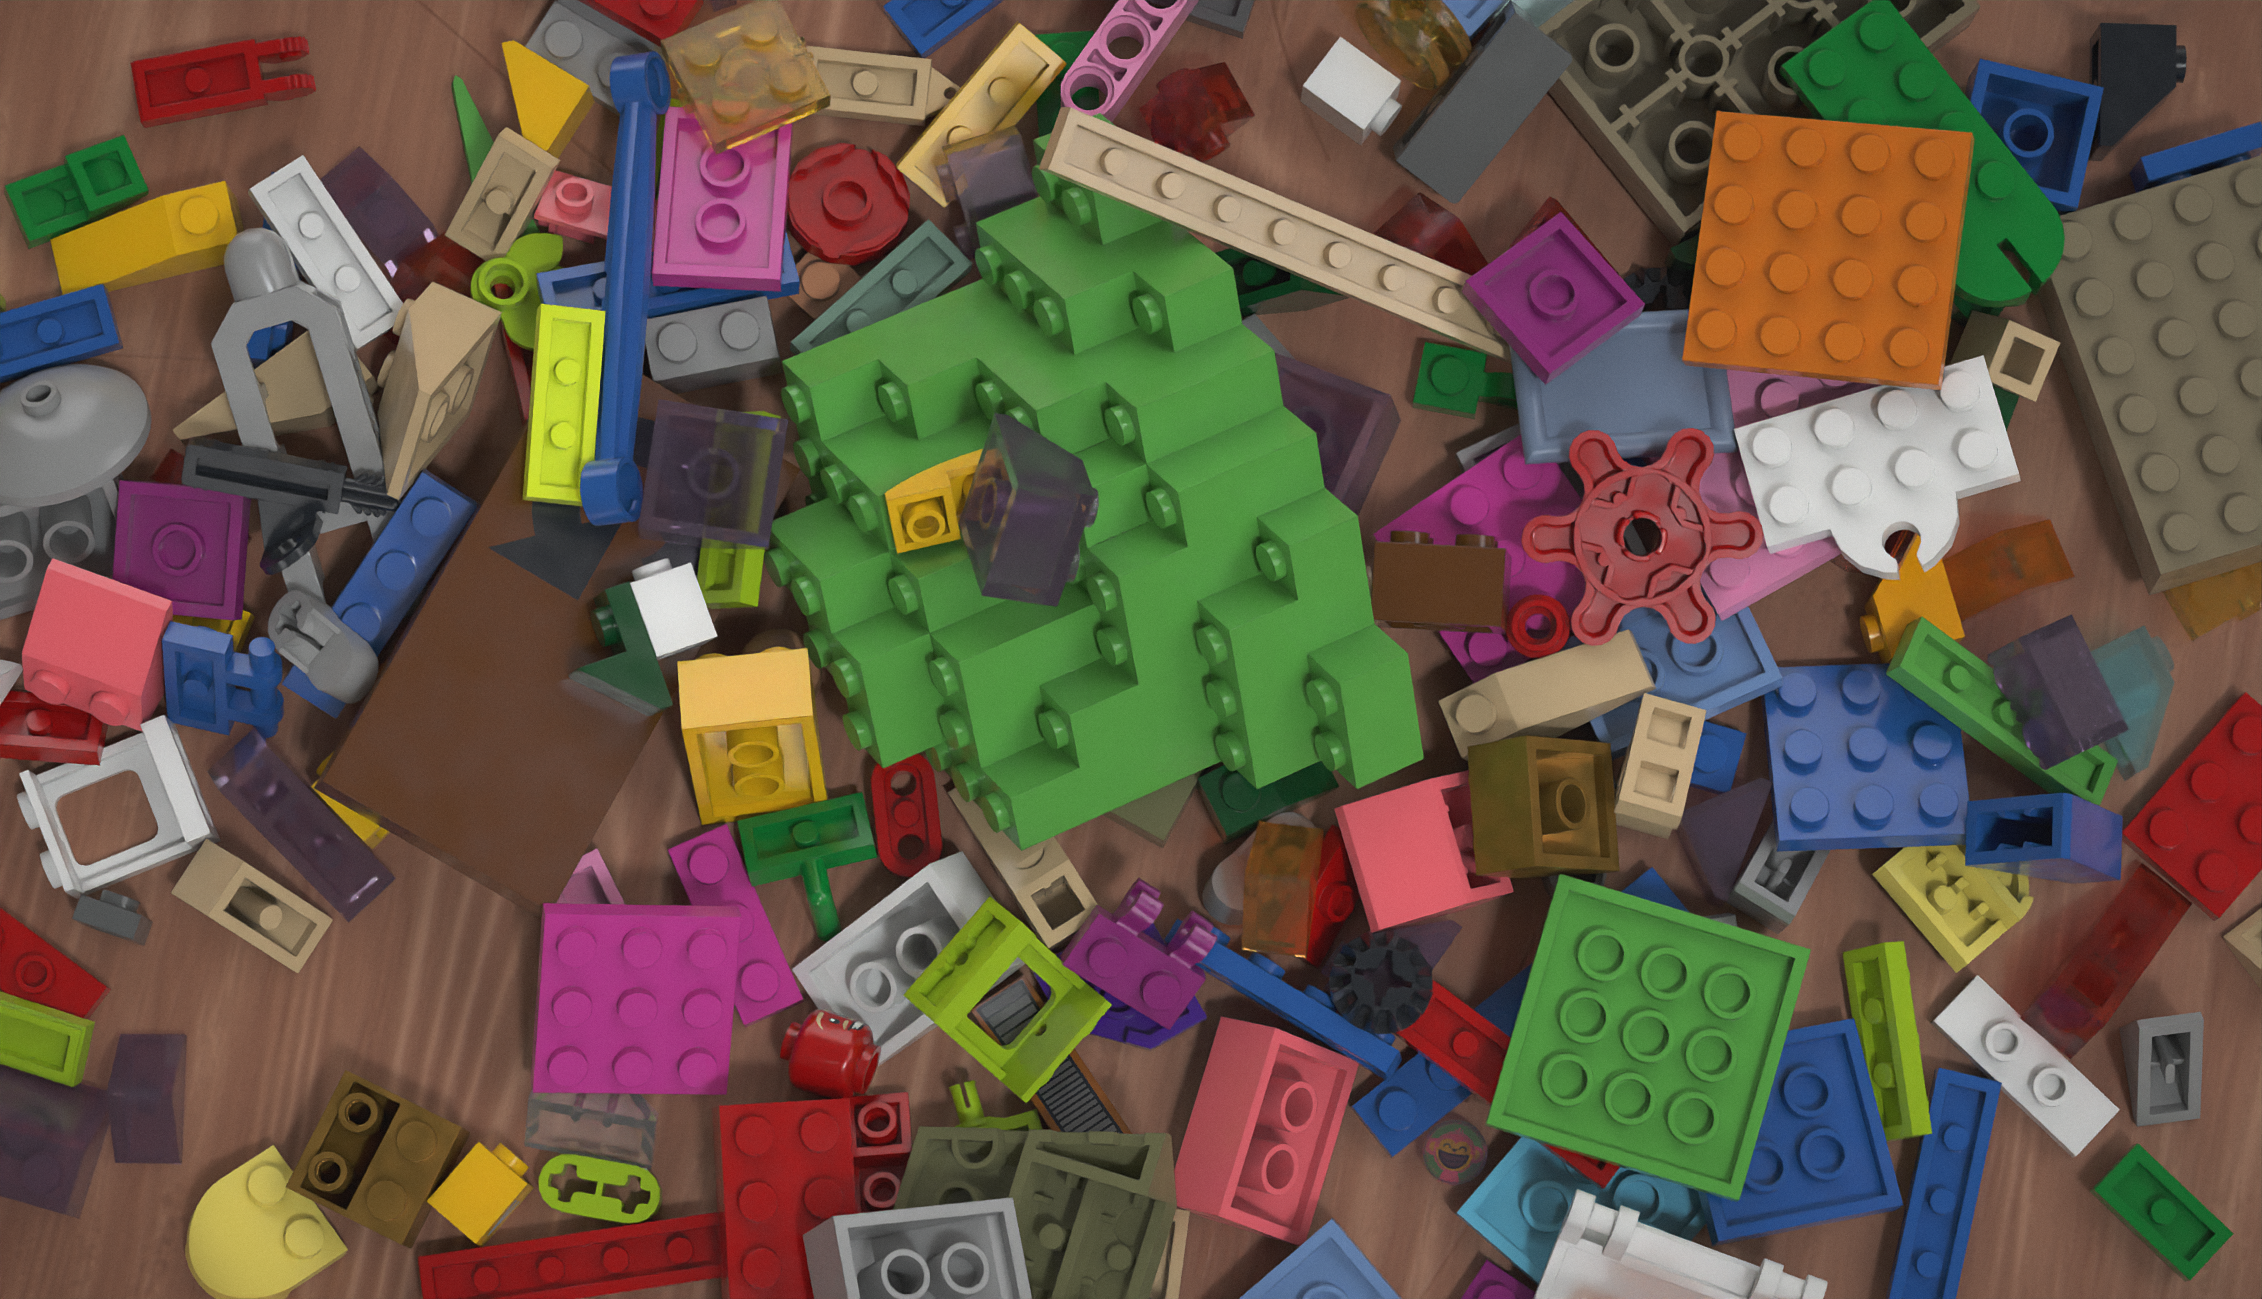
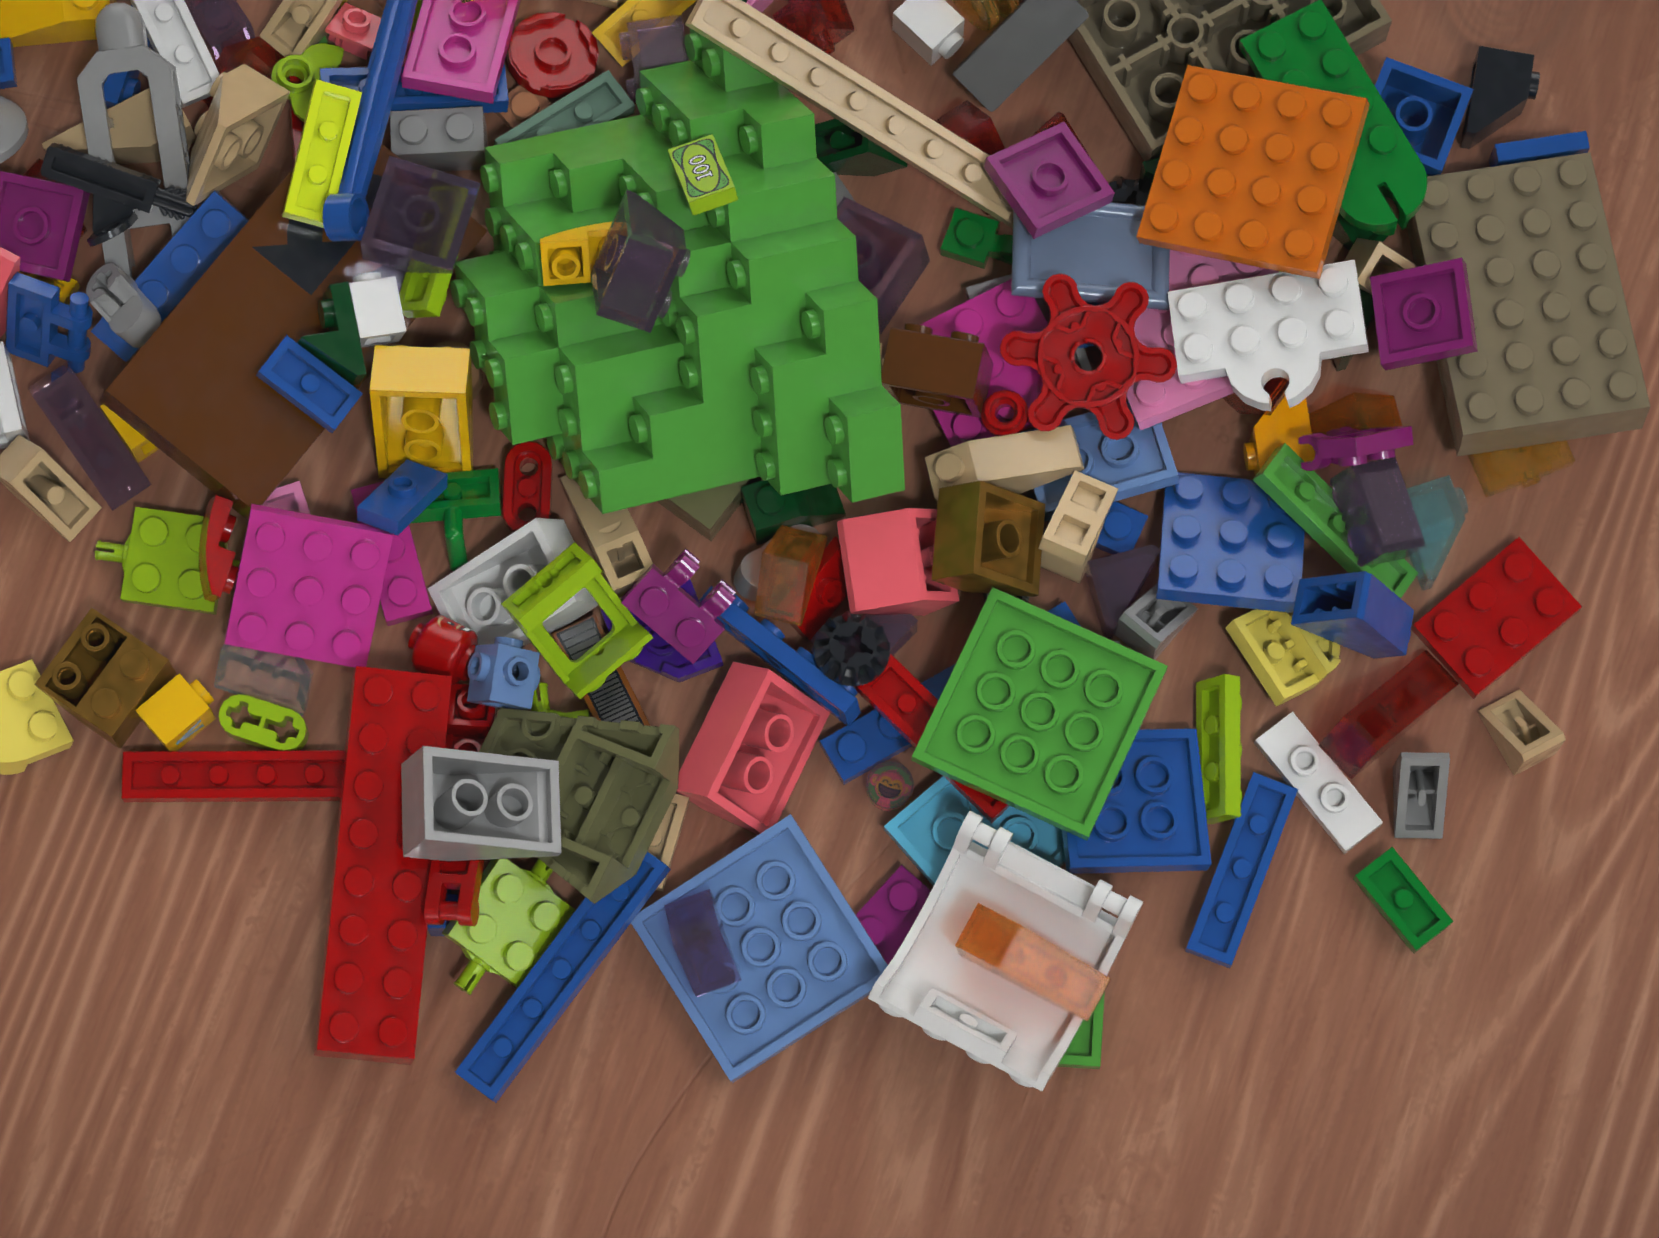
camera: 10 degrees right, 5 degrees down
(443, 980) = (162, 561): none -> lime plate
(504, 987) = (216, 562): none -> red slope
(596, 727) = (309, 384): none -> blue plate
(742, 857) = (402, 497): none -> blue plate
(917, 1082) = (503, 674): none -> medium blue brick
(1096, 378) = (703, 174): none -> lime tile
(2017, 608) = (1354, 447): none -> magenta plate
(2084, 415) = (1423, 314): none -> magenta plate

